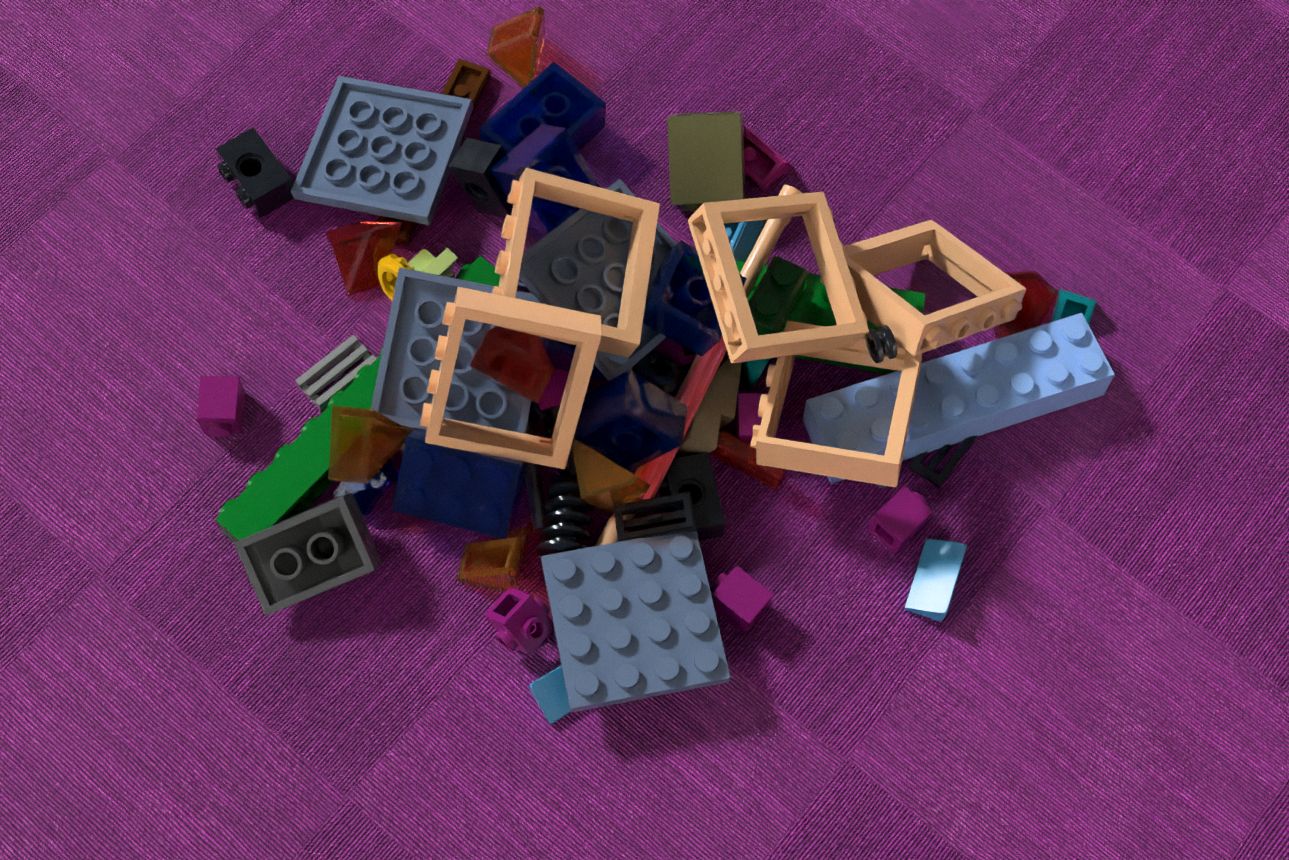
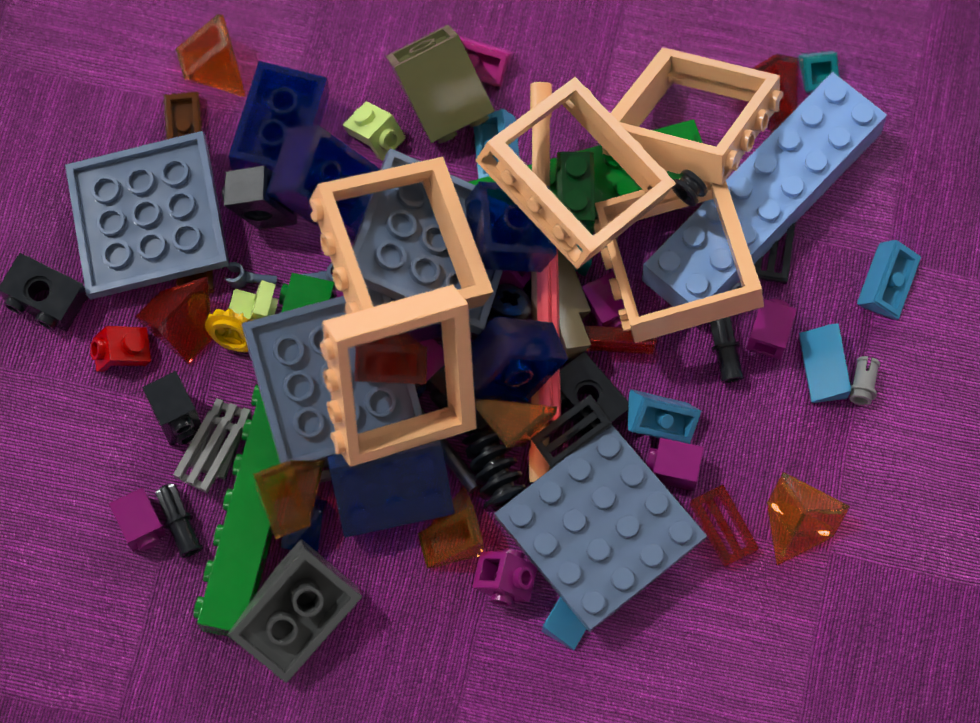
camera: 25 degrees left, 5 degrees up
(257, 425) = (178, 520): none -> black axle
(296, 251) = (120, 347): none -> red bracket
(305, 322) = (173, 409): none -> black brick
(310, 364) = (222, 425): none -> light grey tile
(439, 244) = (246, 277): none -> sand blue hand
(630, 167) = (375, 129): none -> yellowish green bracket
(749, 548) = (661, 417): none -> dark azure slope
(757, 713) = (738, 553): none -> clear red tile
(836, 710) = (801, 517): none -> clear orange slope
(847, 517) = (726, 350): none -> black axle
(959, 620) = (864, 381): none -> light grey pin
(1041, 531) = (889, 279): none -> dark azure slope

